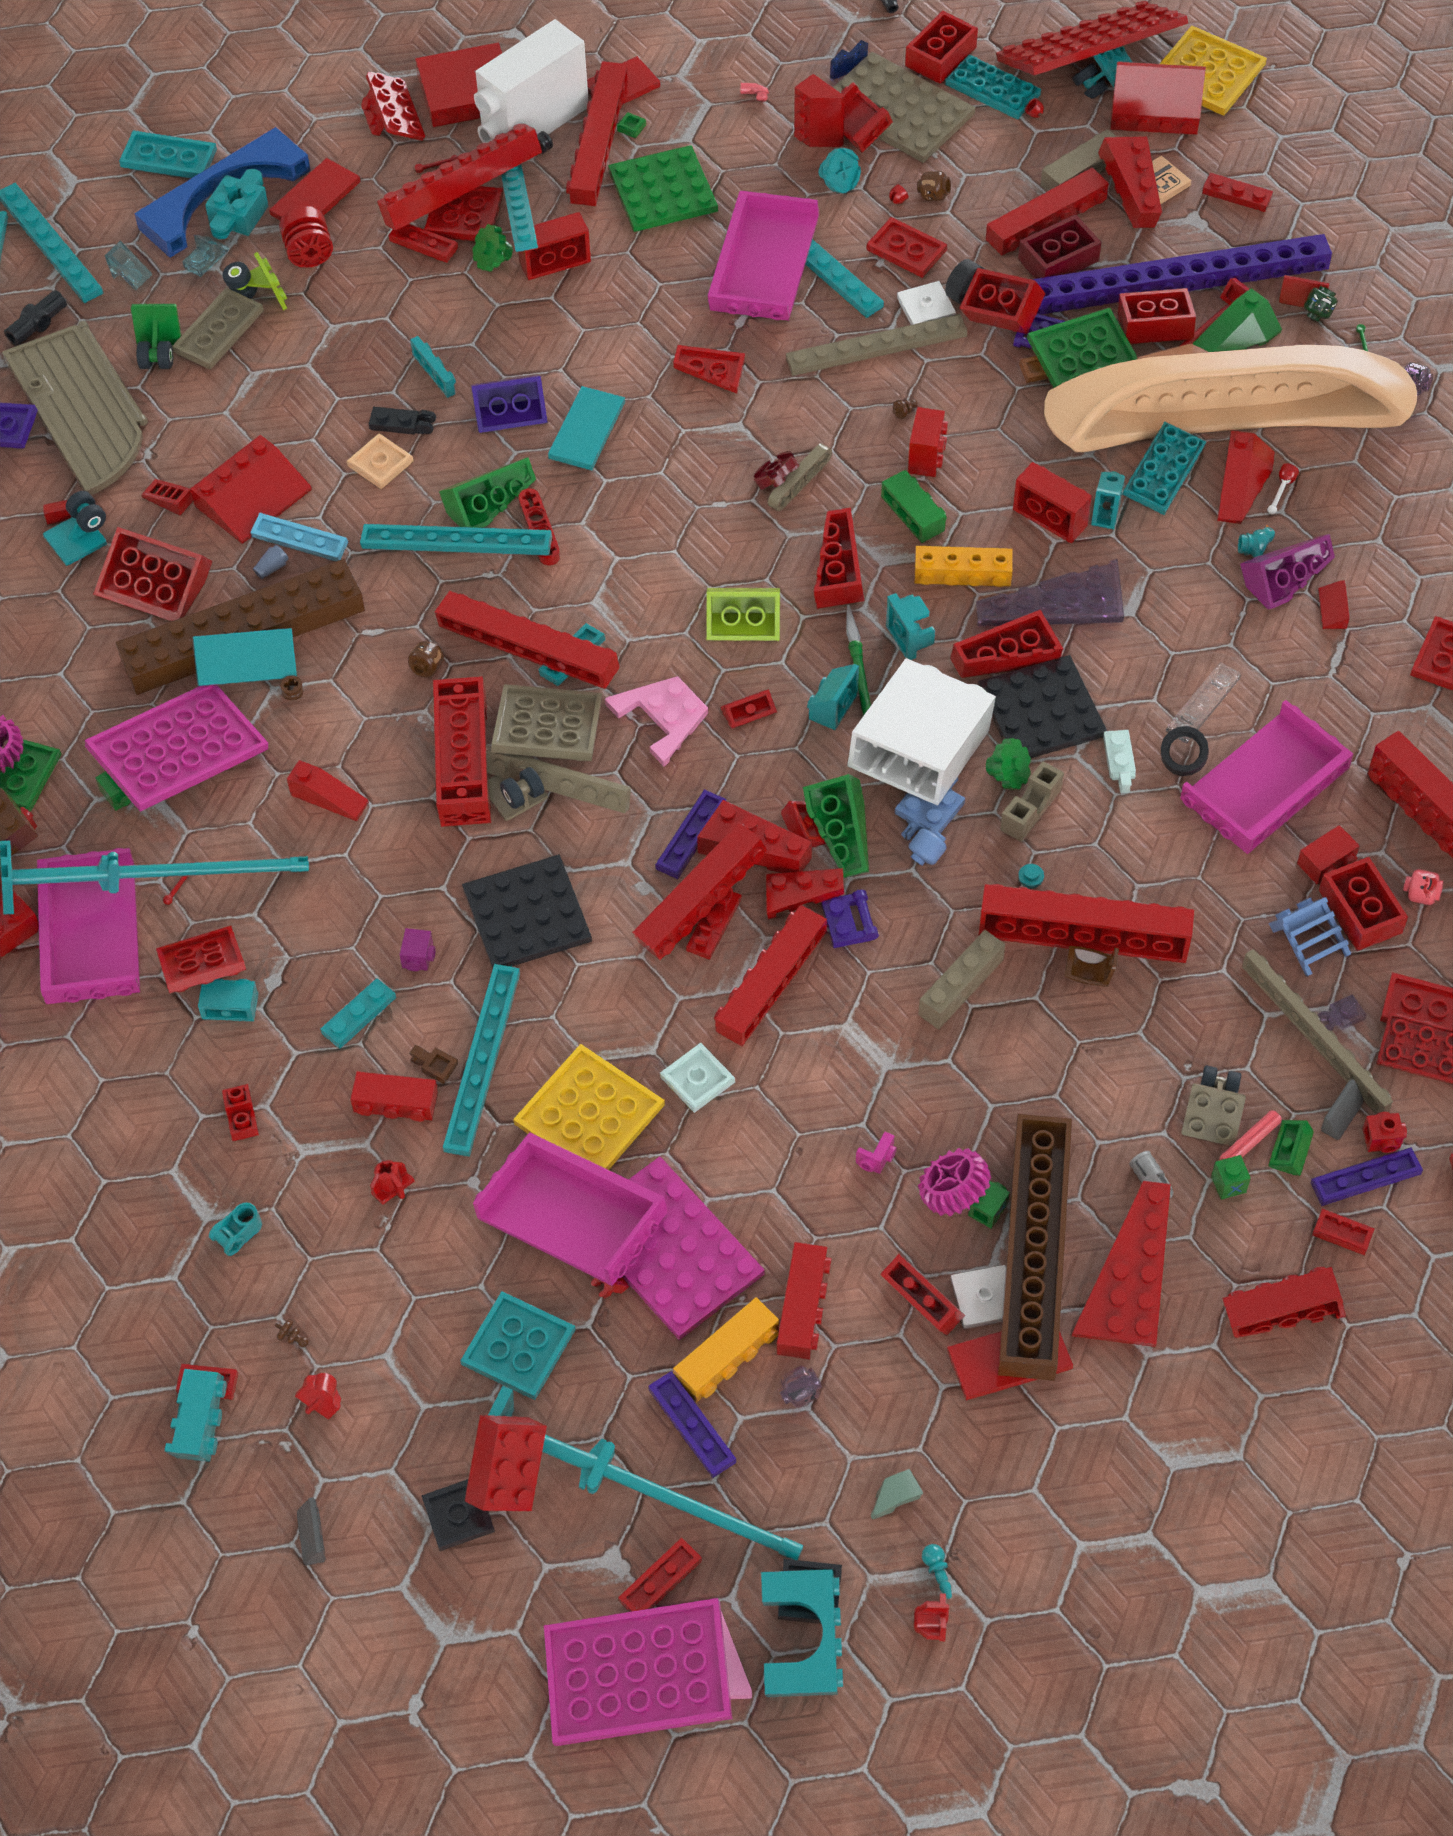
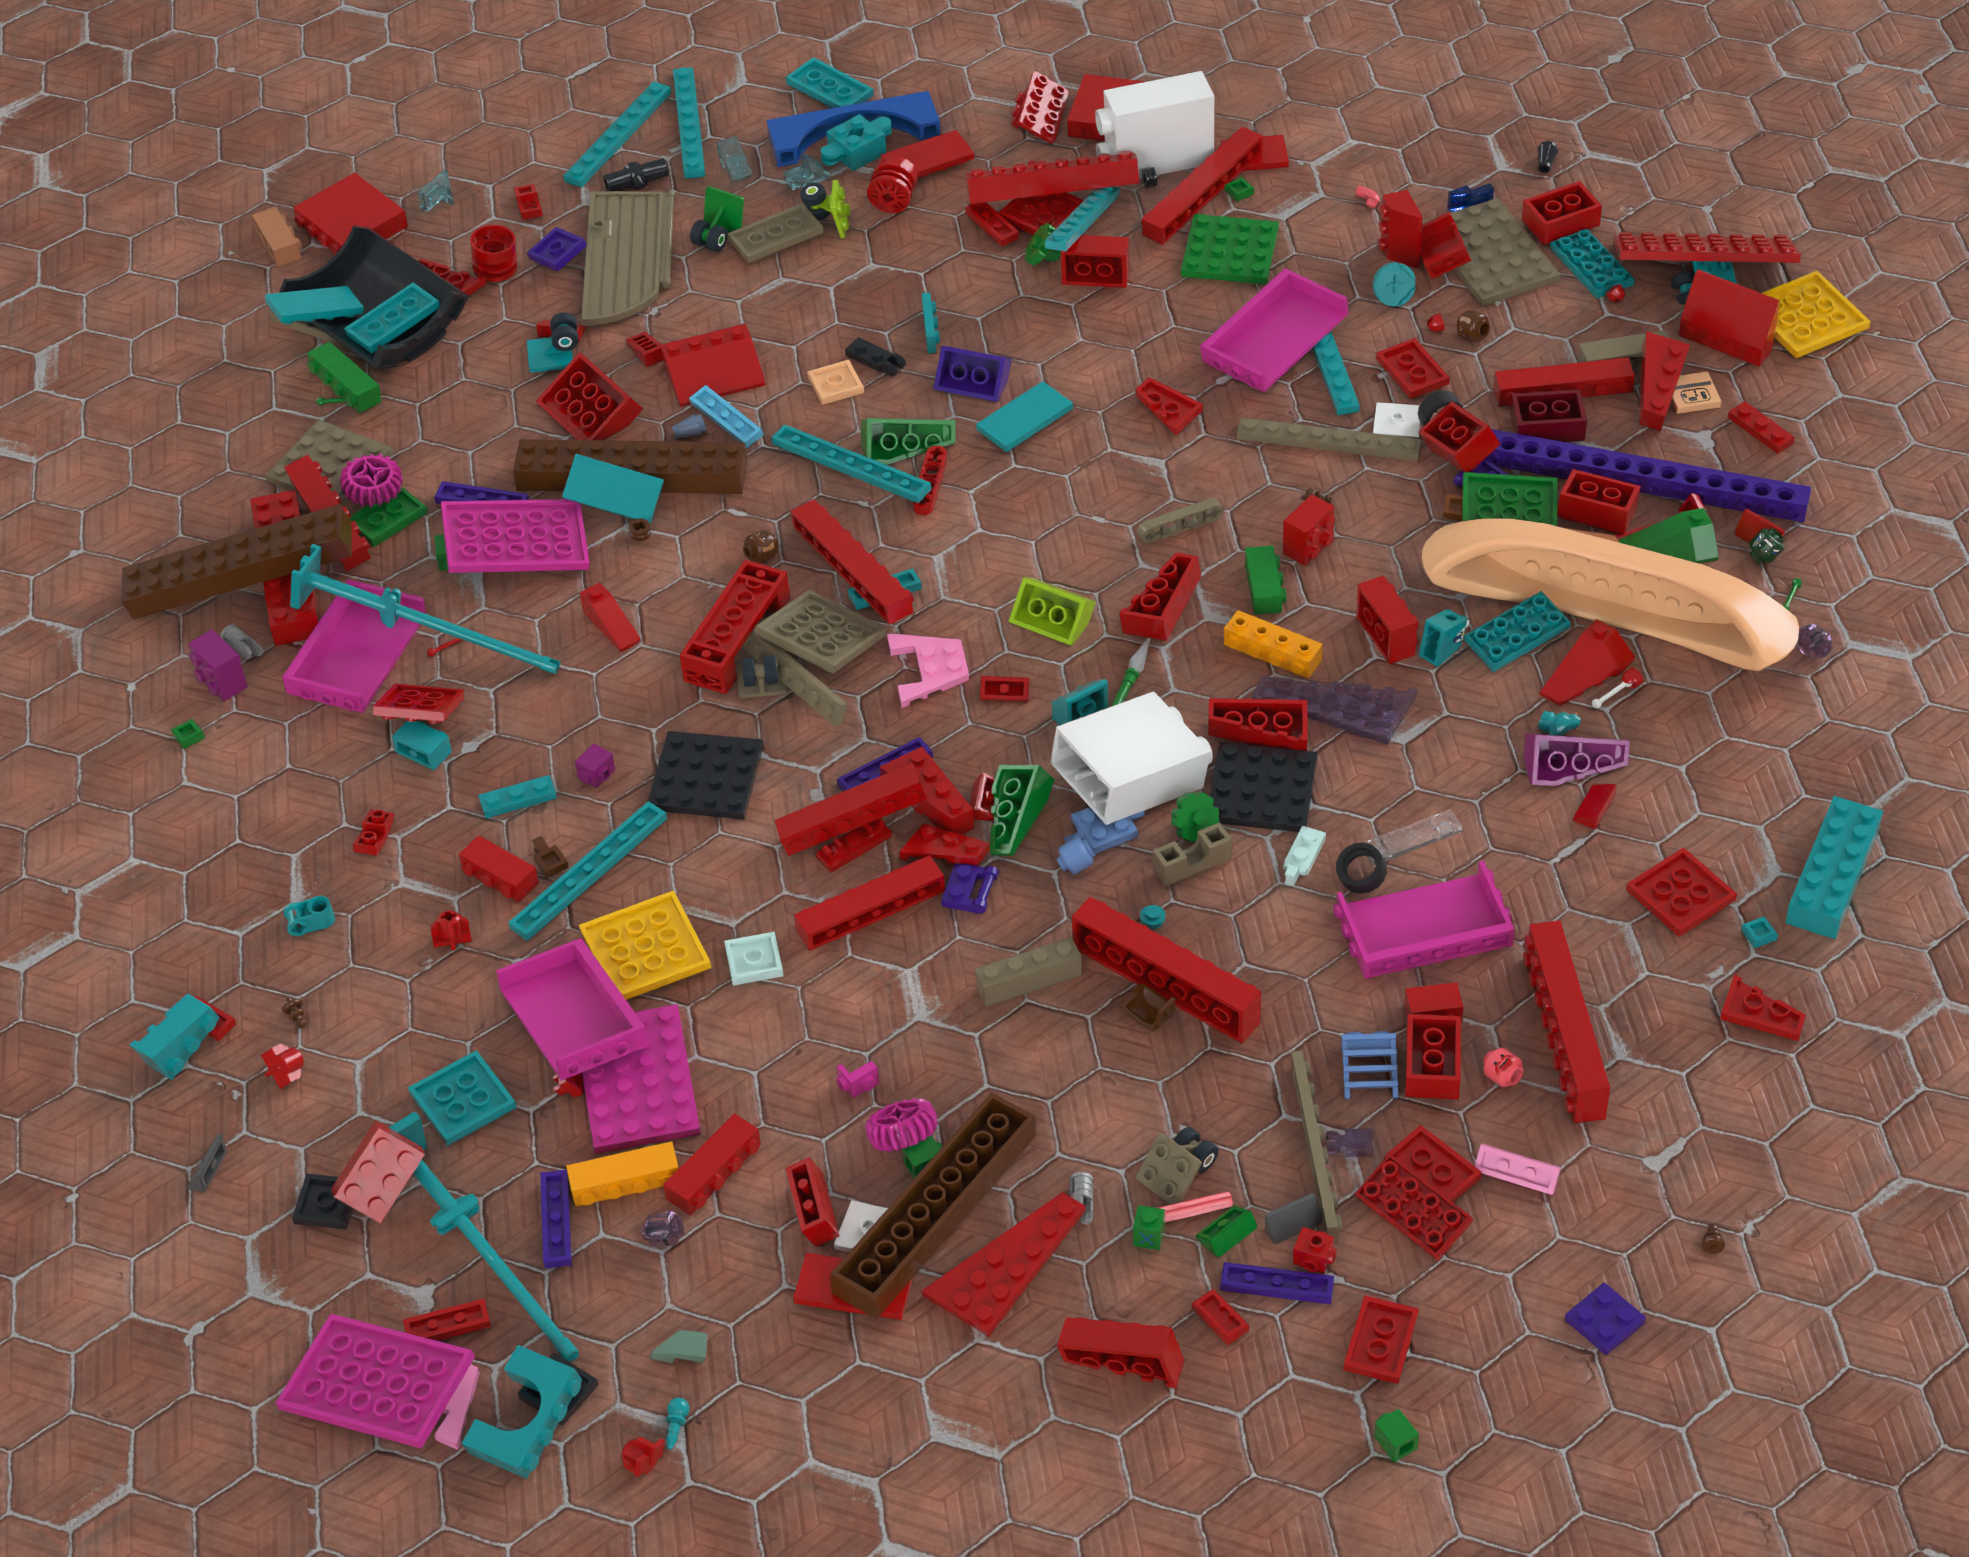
camera: 30 degrees right, 10 degrees down
(100, 719) = (459, 492): none -> dark purple plate
(775, 472) = (1154, 508): dark red plate -> none
(900, 623) = (1183, 684): teal panel -> none

